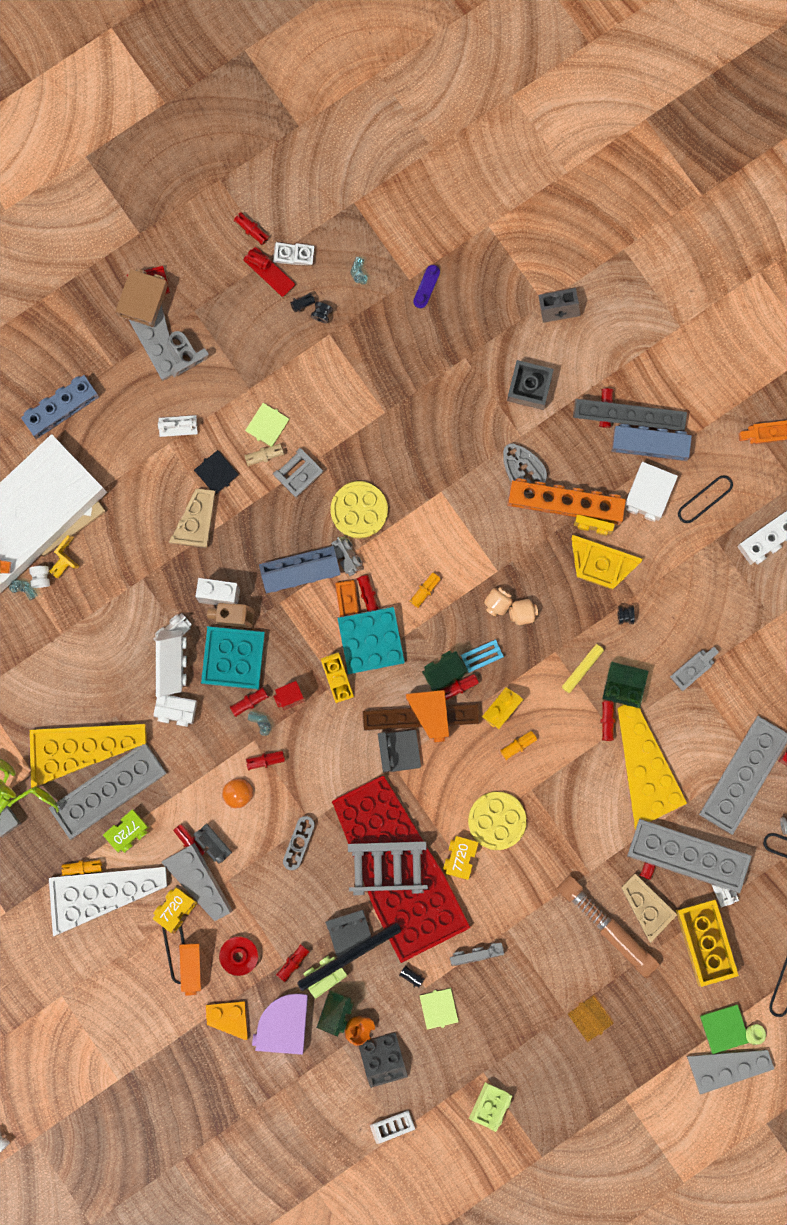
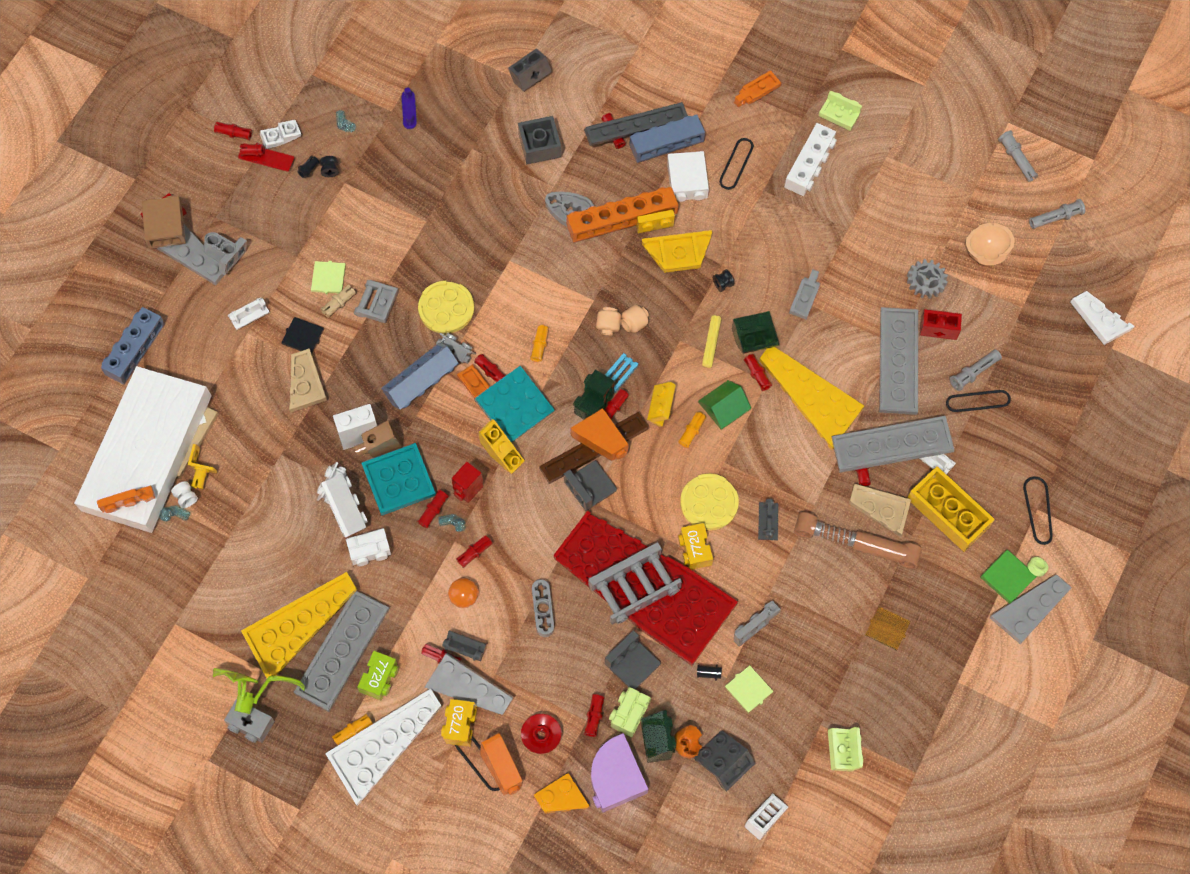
camera: 30 degrees left, 15 degrees down
(349, 956) = (643, 679): black axle -> none
(539, 866) = (768, 520): none -> dark grey hinge
(561, 735) = (725, 404): none -> green slope

